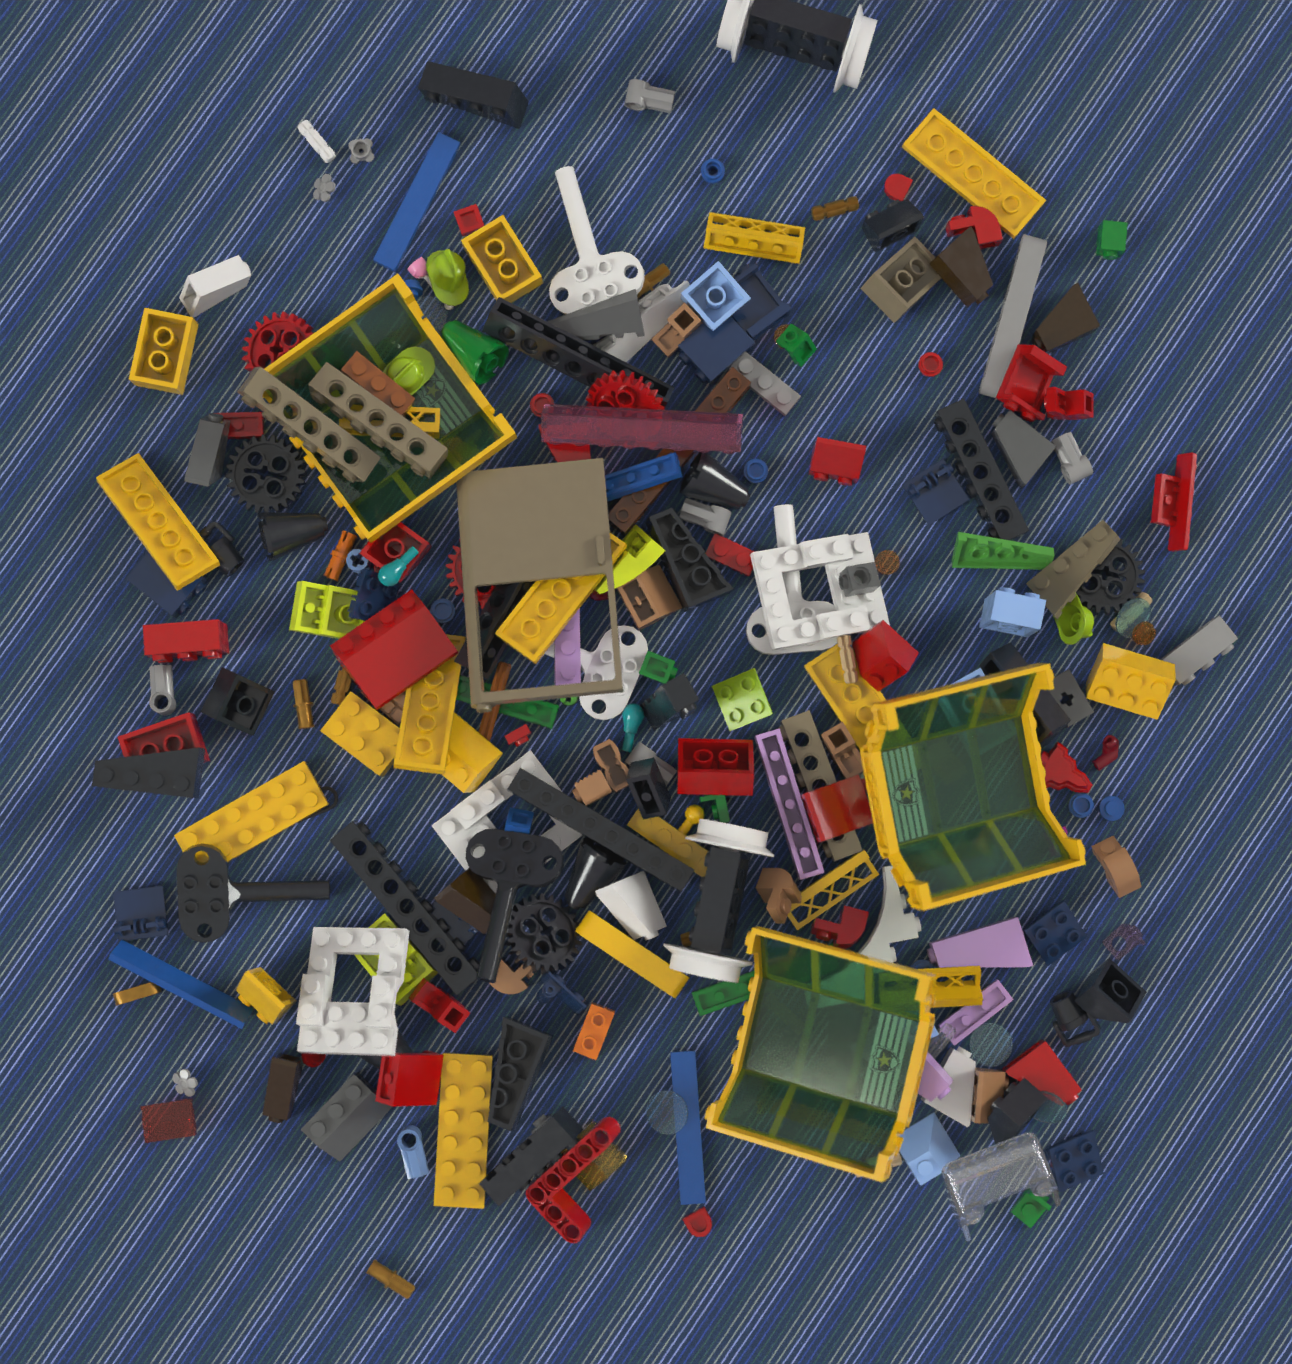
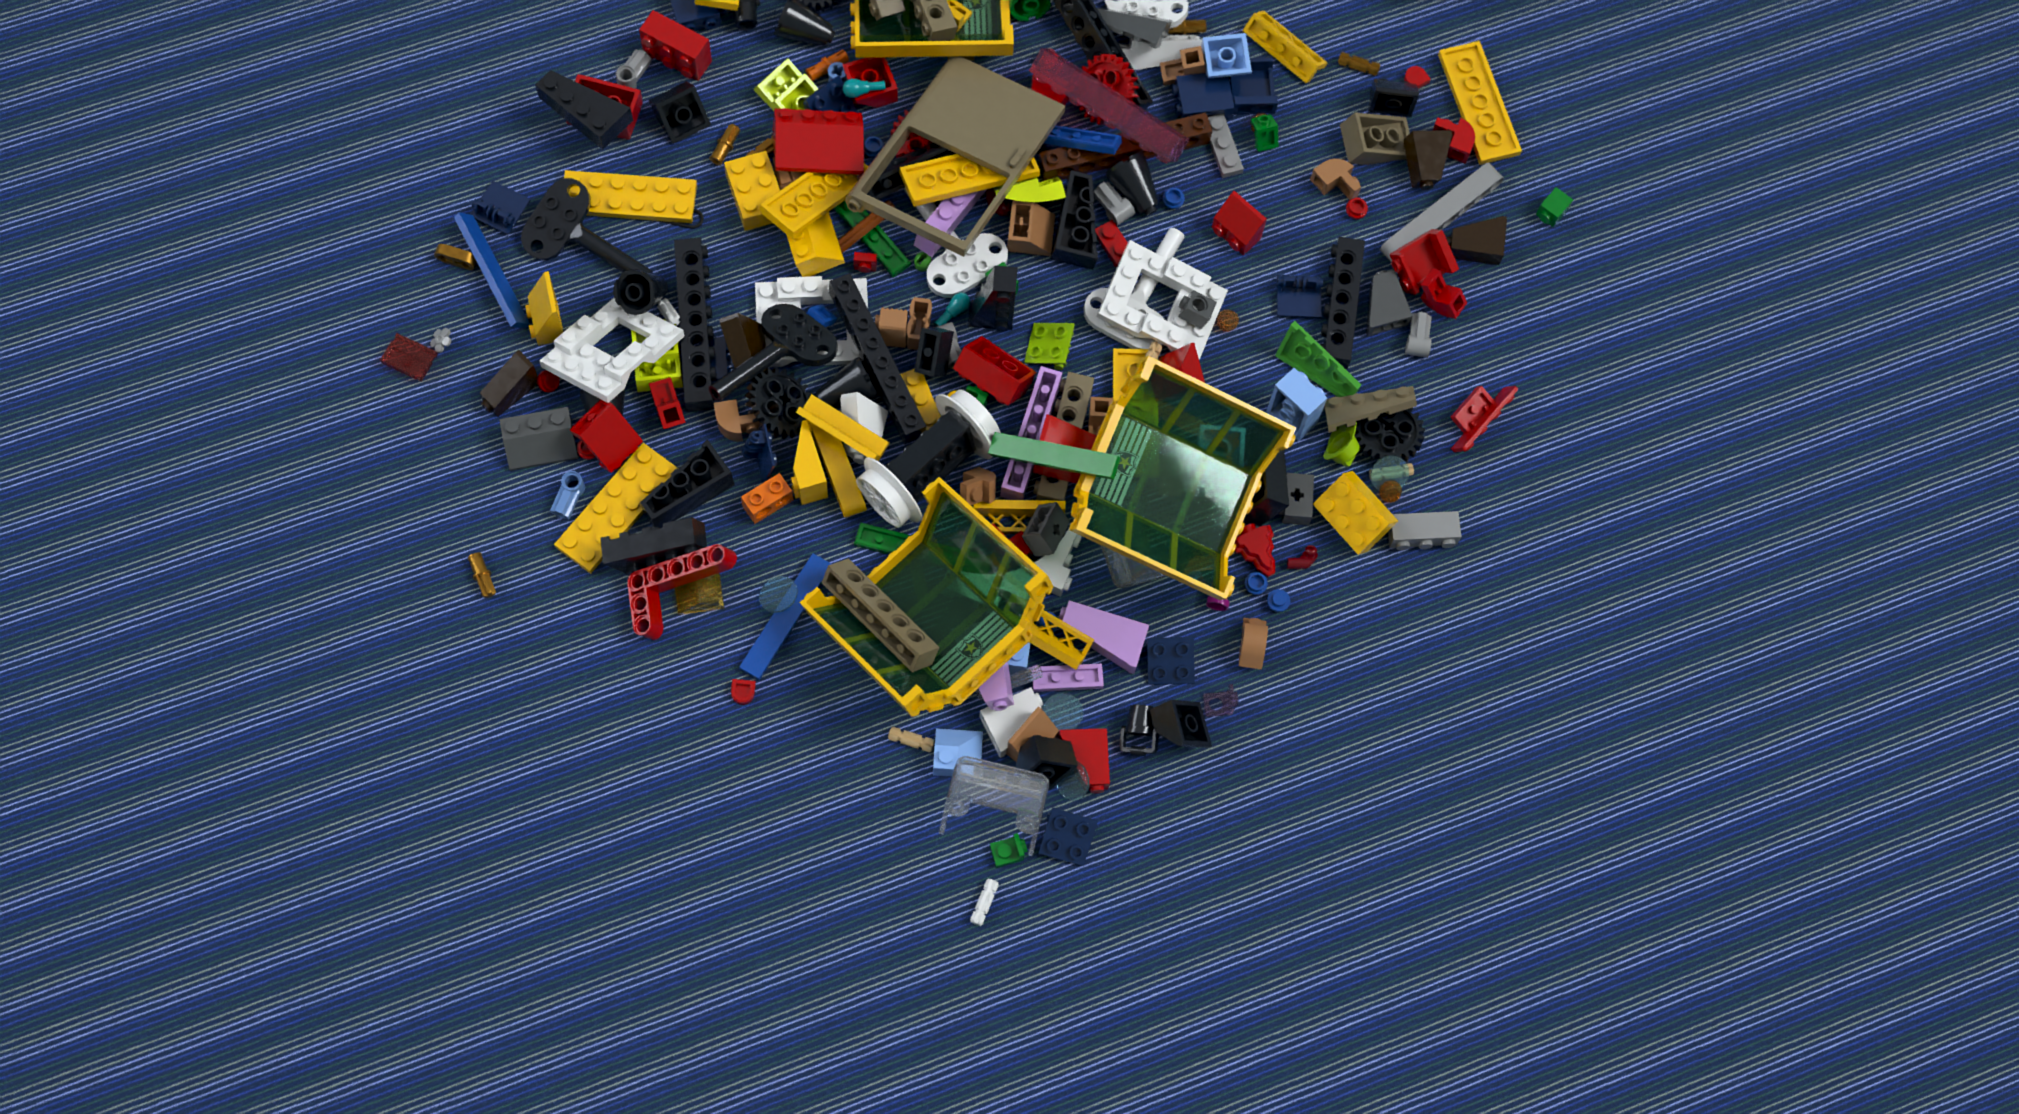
camera: 30 degrees right, 15 degrees down
(339, 918) = (639, 291): none -> black cone
(375, 913) = (668, 311): none -> white axle
(614, 982) = (809, 478): none -> yellow slope
(623, 928) = (843, 428): none -> yellow fence
(815, 1102) = (880, 615): none -> dark tan brick
(843, 835) = (1054, 455): none -> tile
(868, 893) = (1045, 529): none -> dark grey brick
(891, 341) = (1336, 173): none -> medium nougat brick
(1041, 1267) = (984, 902): none -> white axle

